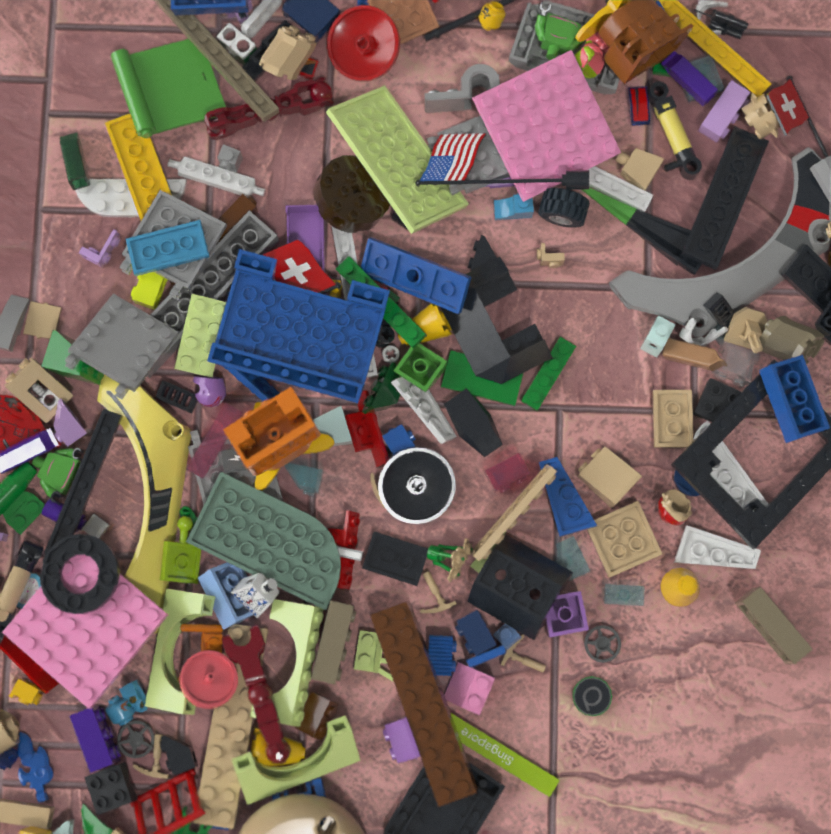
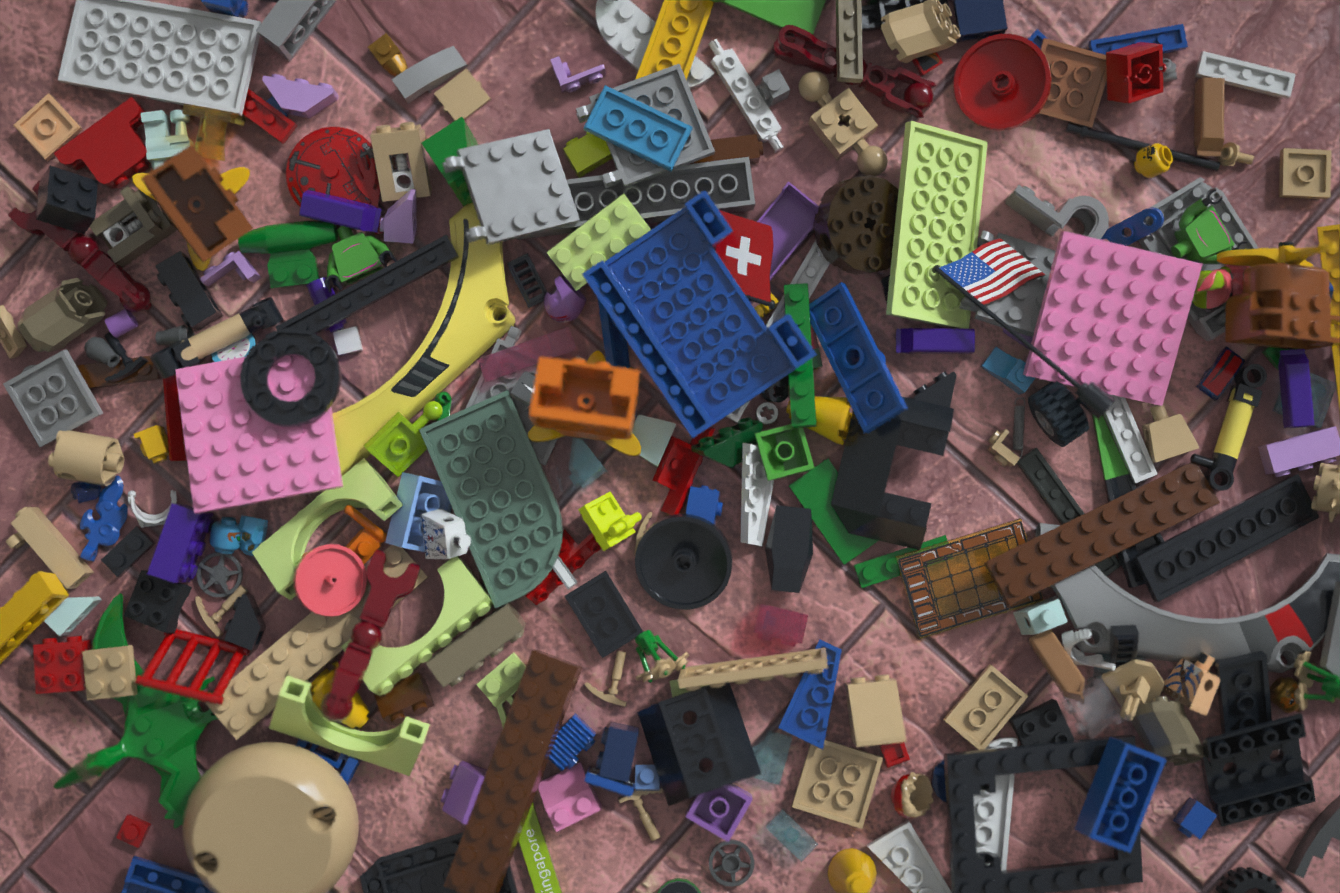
camera: 35 degrees right, 5 degrees up
(65, 741) = (145, 519): none -> white helmet
(66, 774) = (128, 551): none -> black plate
(286, 134) = (846, 108): none -> tan brick
(350, 499) = (608, 520): none -> neon yellow plate
(454, 227) = (935, 341): none -> dark purple piece
(516, 60) = (1137, 225): none -> blue plate
(548, 236) = (1018, 428): none -> light grey piece
(596, 350) = (951, 584): none -> piece
(618, 261) = (1057, 497): none -> pearl dark grey tile
(641, 492) = (894, 753): none -> red tile
(650, 257) = (1101, 533): none -> reddish brown plate
(780, 298) = (1193, 683): none -> light nougat torso

